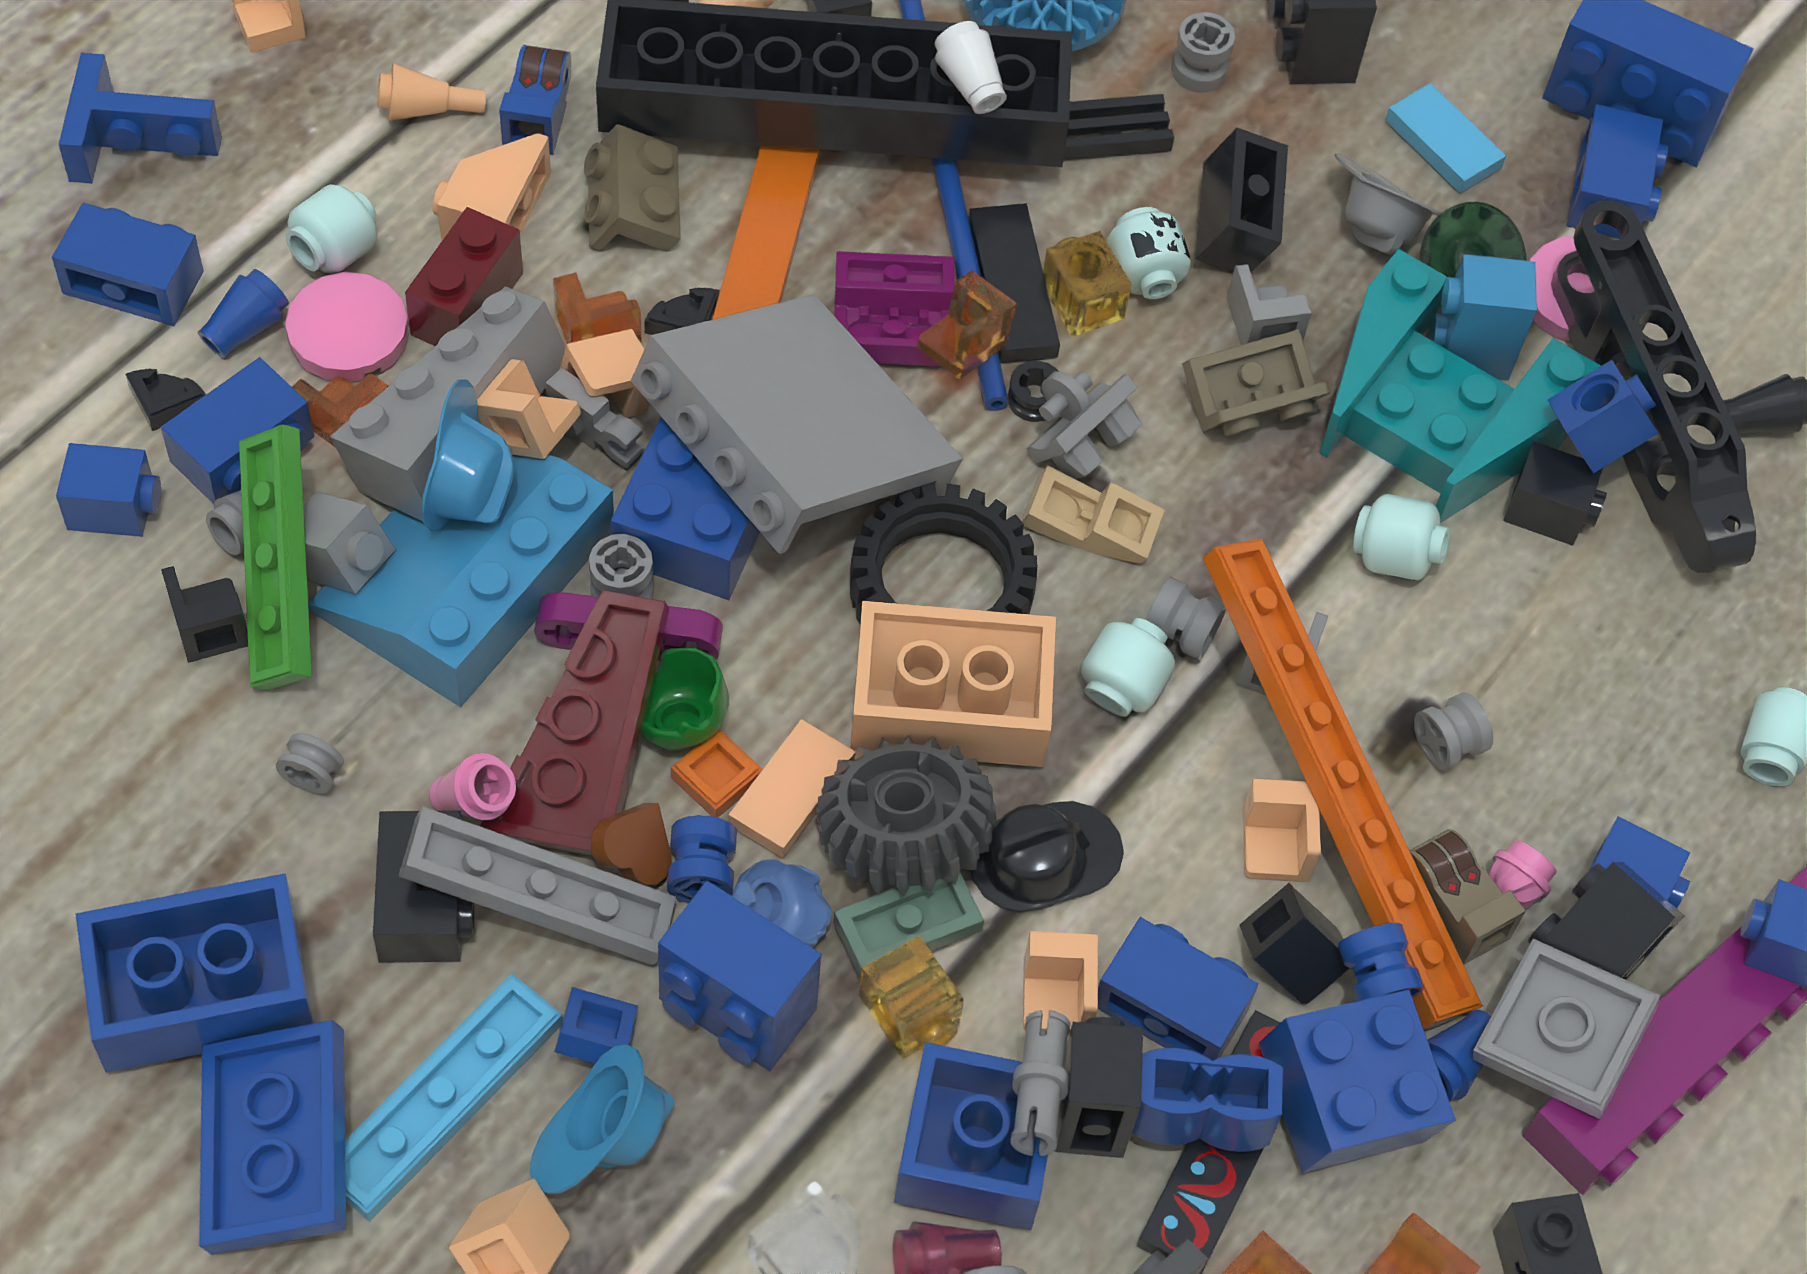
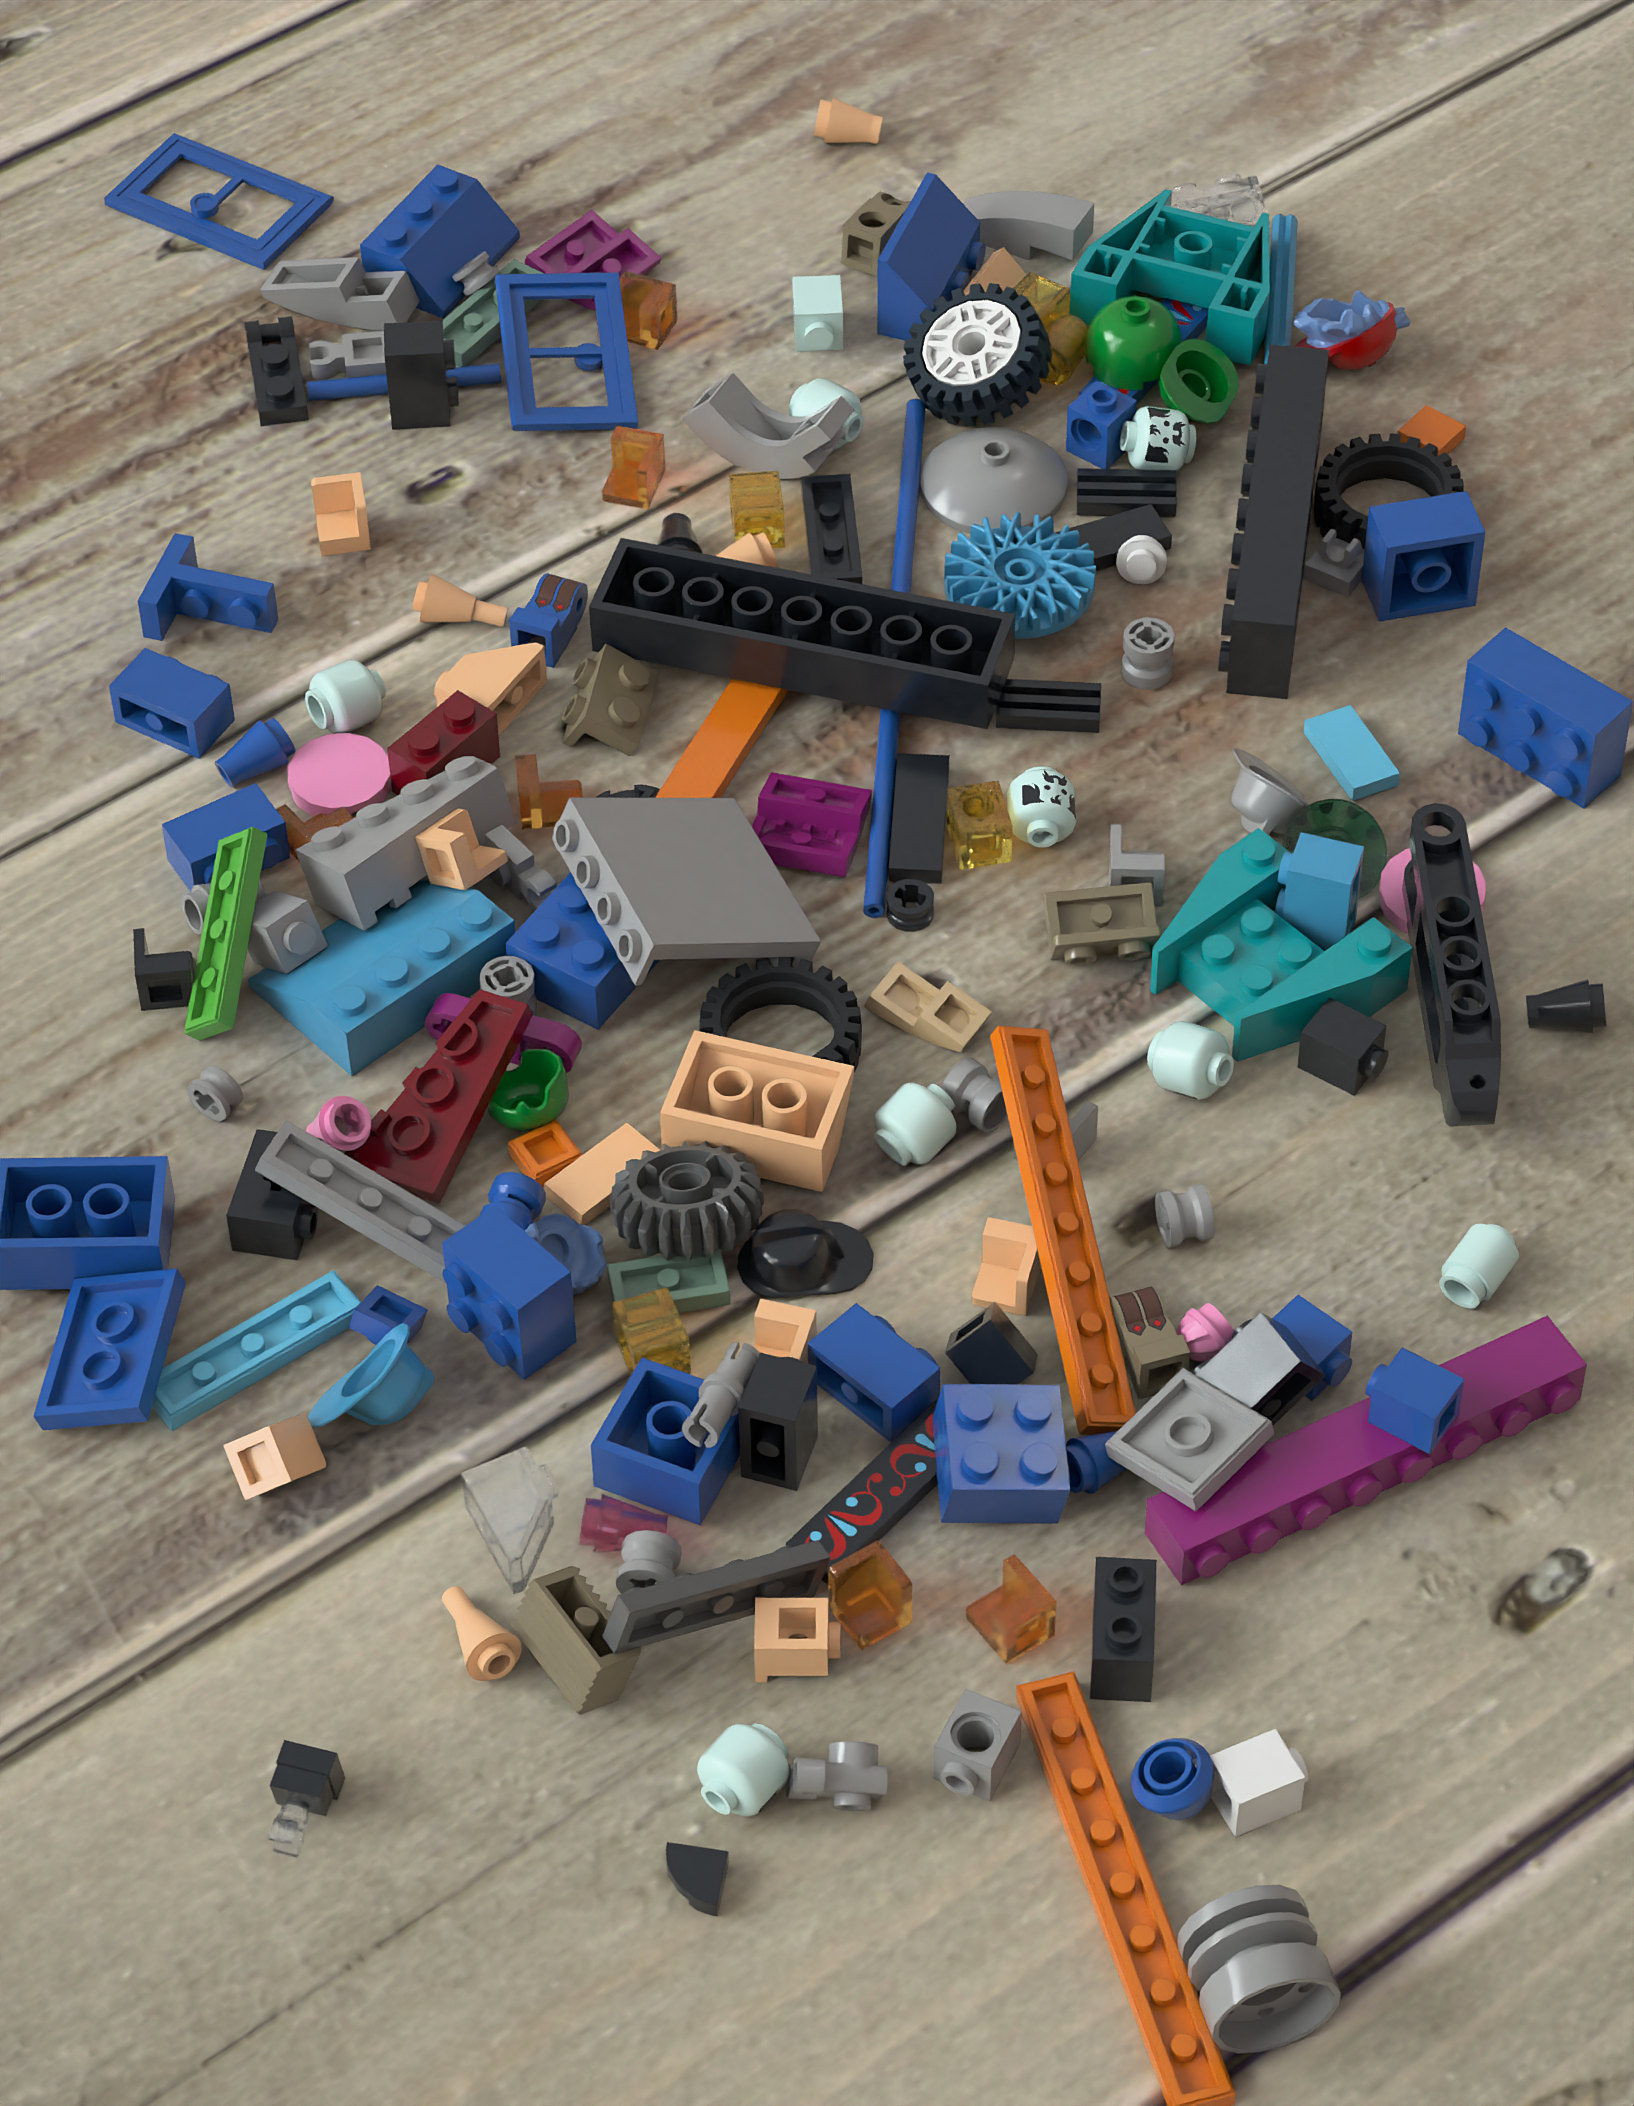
camera: 20 degrees right, 10 degrees down
(107, 490) = (108, 869): blue brick -> none
(162, 395) = (170, 804): black tile -> none
(469, 465) = (393, 879): dark azure piece -> none
(607, 366) = (534, 830): light nougat panel -> none
(633, 844) = (456, 1188): dark orange tile -> none
(970, 64) = (910, 624): white cone -> none
(974, 326) = (866, 845): clear orange panel -> none
(1101, 408) = (961, 923): light grey hips -> none
(1221, 1101) = (863, 1439): blue brick -> none
(1242, 201) = (1136, 775): black brick -> none
(1380, 962) = (1048, 1361): blue wheel -> none
(1605, 415) = (1387, 978): blue brick -> none
(1618, 164) = (1499, 796): blue brick -> none

